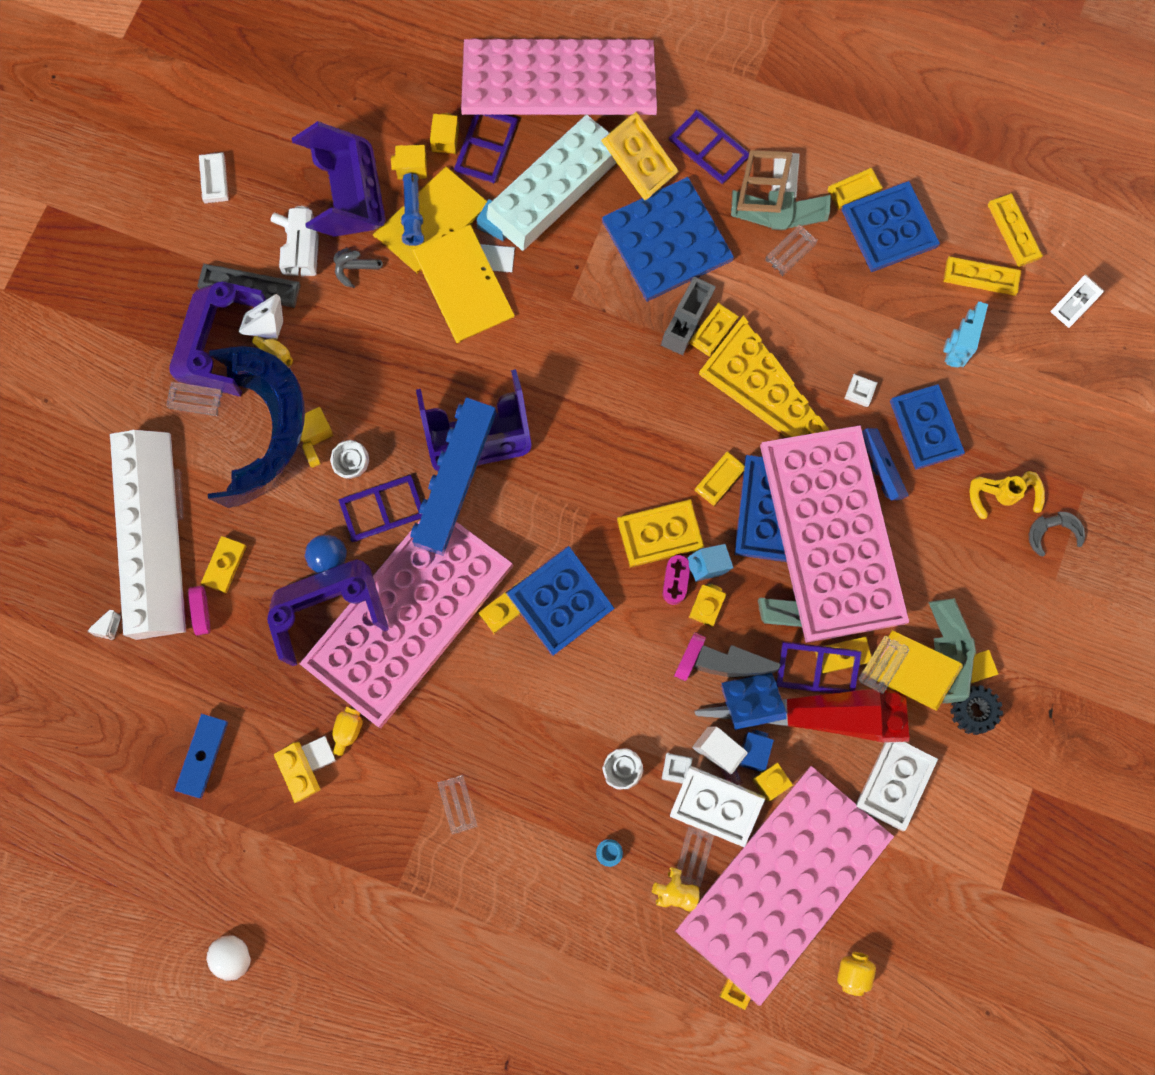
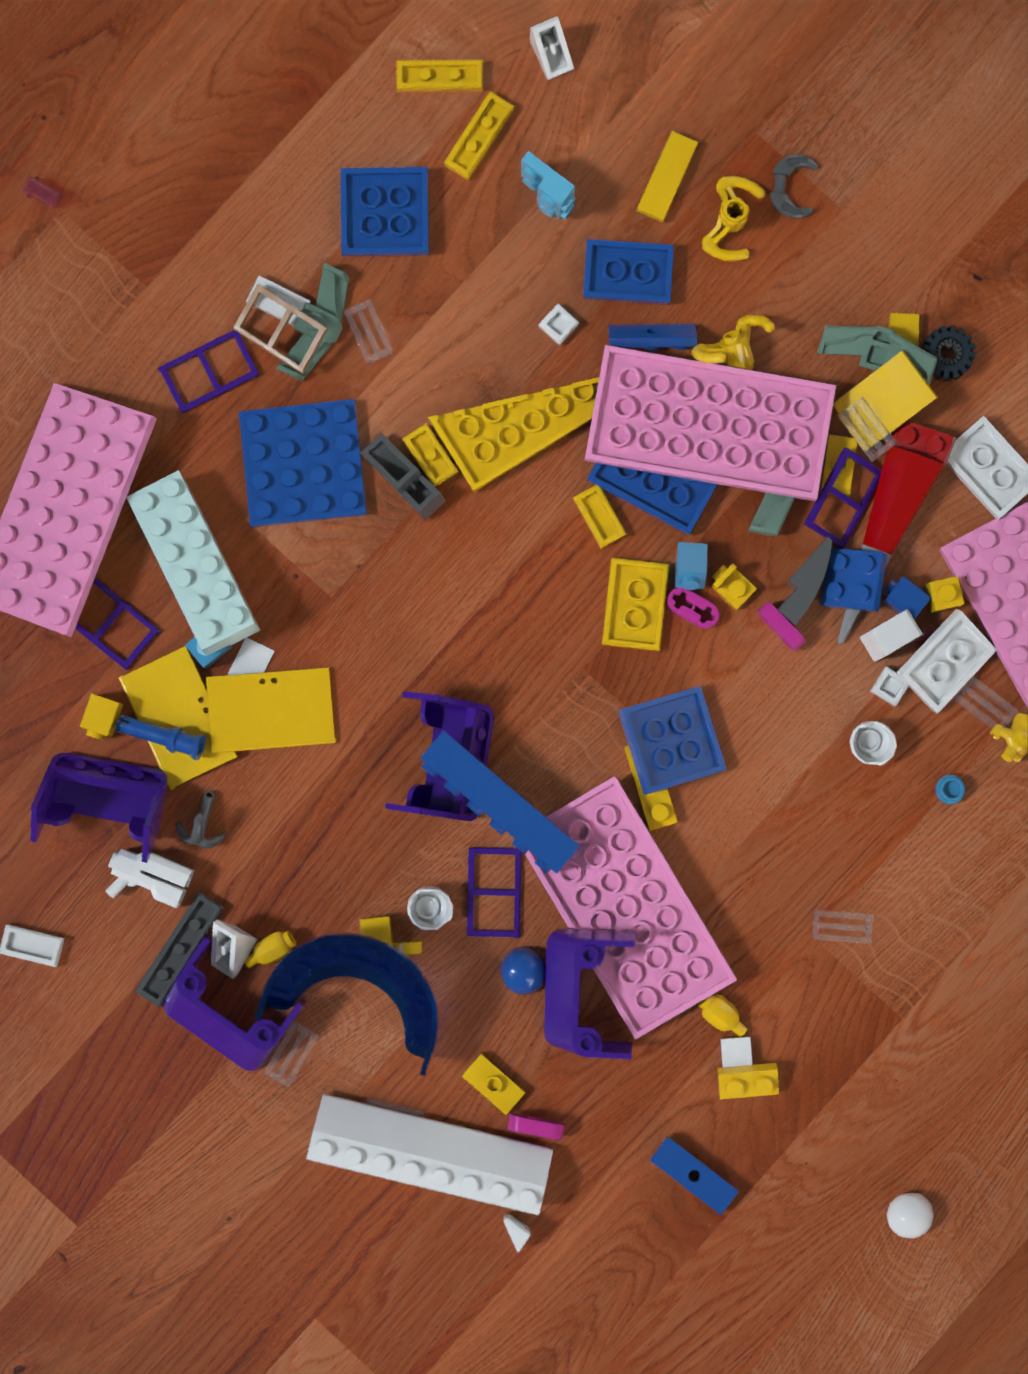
camera: 65 degrees left, 10 degrees up
(444, 133) = (79, 664): yellow brick -> none
(639, 155) = (198, 456): yellow tile -> none
(854, 188) = (322, 230): yellow tile -> none
(905, 531) = (735, 344): none -> yellow piece
(1017, 430) = (667, 176): none -> yellow tile

